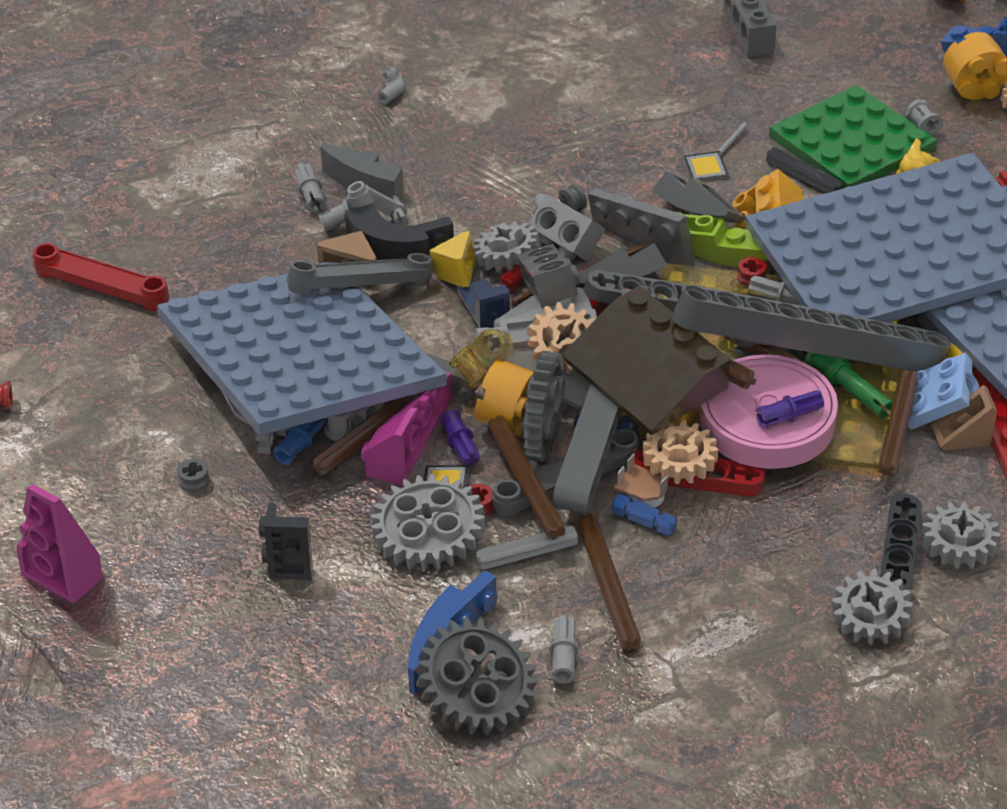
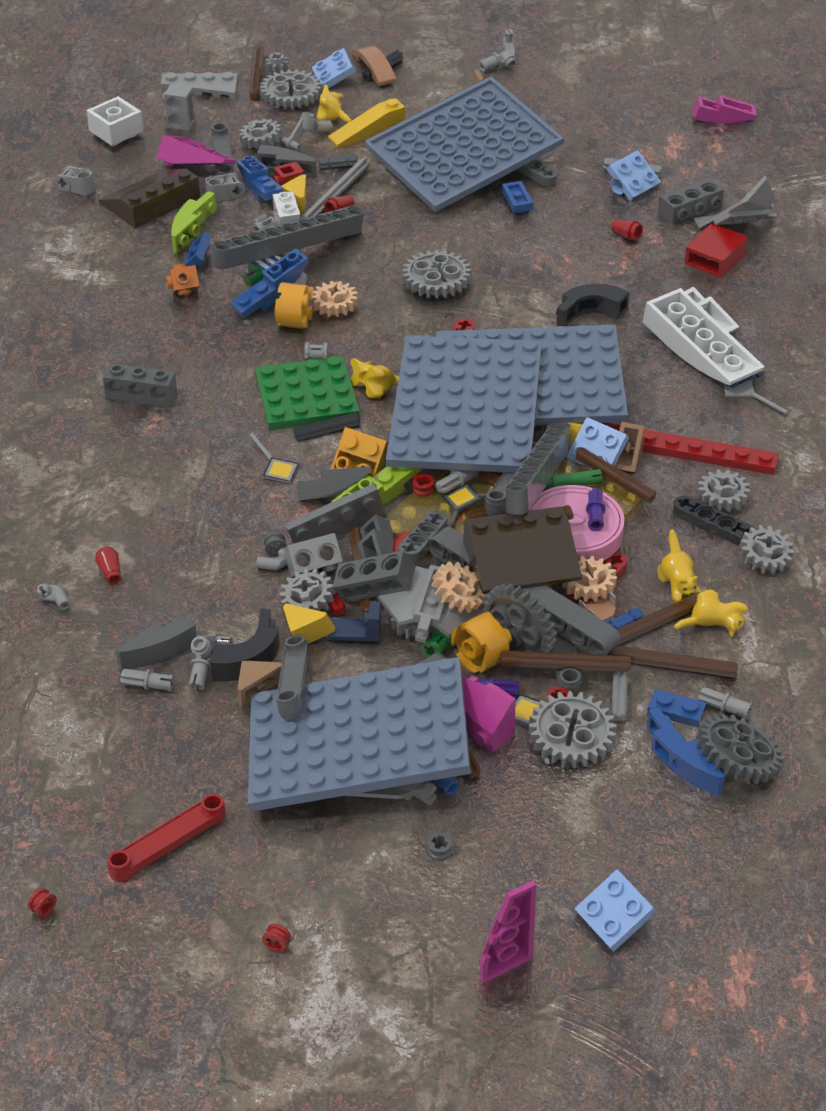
camera: 65 degrees left, 0 degrees up
(161, 641) = (615, 910): none -> light blue plate
(286, 545) = (563, 807): black bracket -> none
(459, 100) = (109, 564): none -> red cone
(477, 357) = (446, 635): clear yellow piece -> none
(530, 609) = (678, 708): none -> blue plate
(669, 542) = (657, 618): none -> reddish brown axle
(713, 587) = (712, 612): none -> yellow animal
(771, 535) = (678, 570): none -> yellow animal

